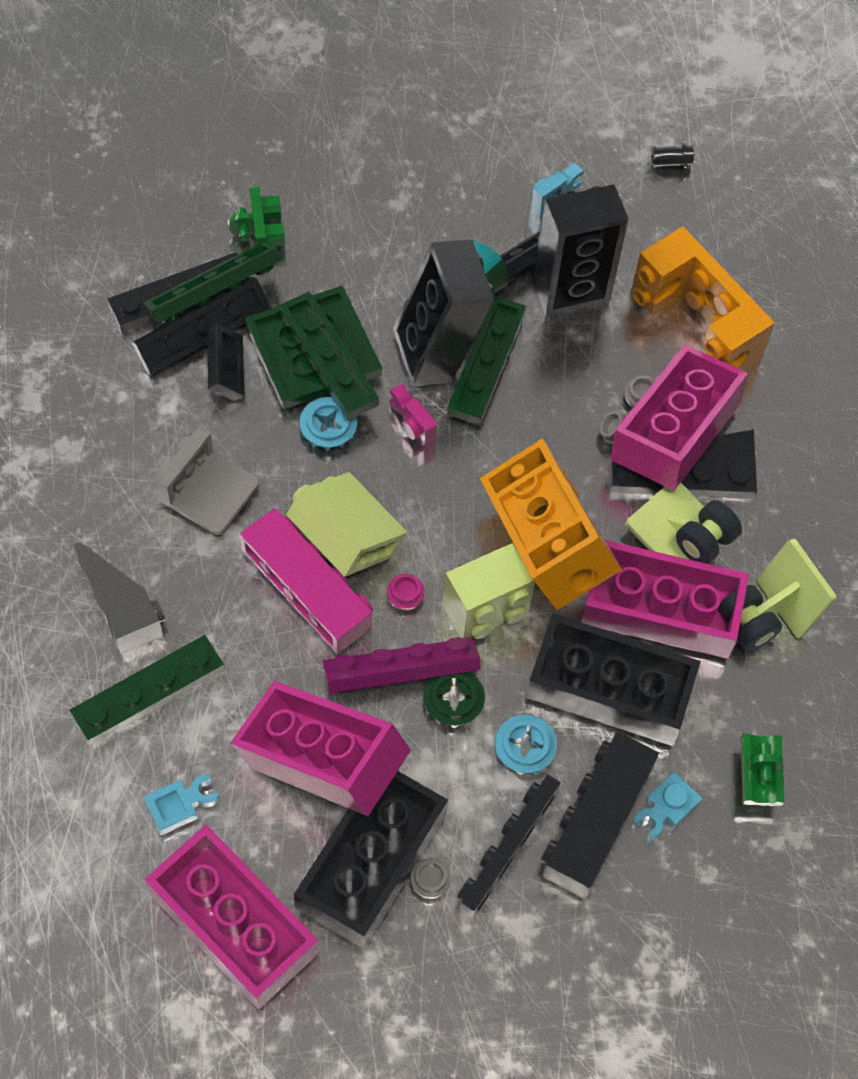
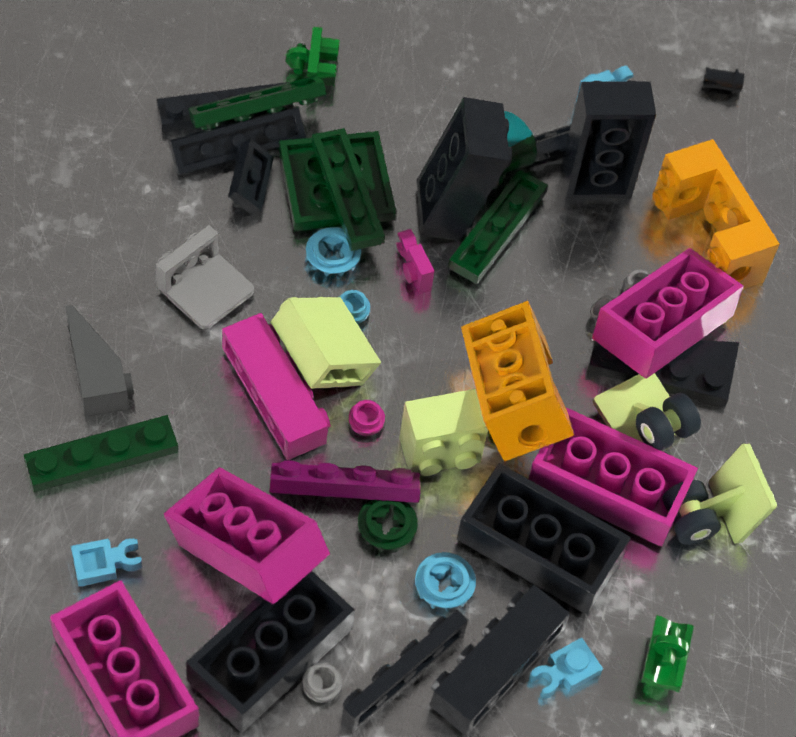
camera: 10 degrees right, 5 degrees down
(366, 474) = (356, 304): none -> medium azure plate

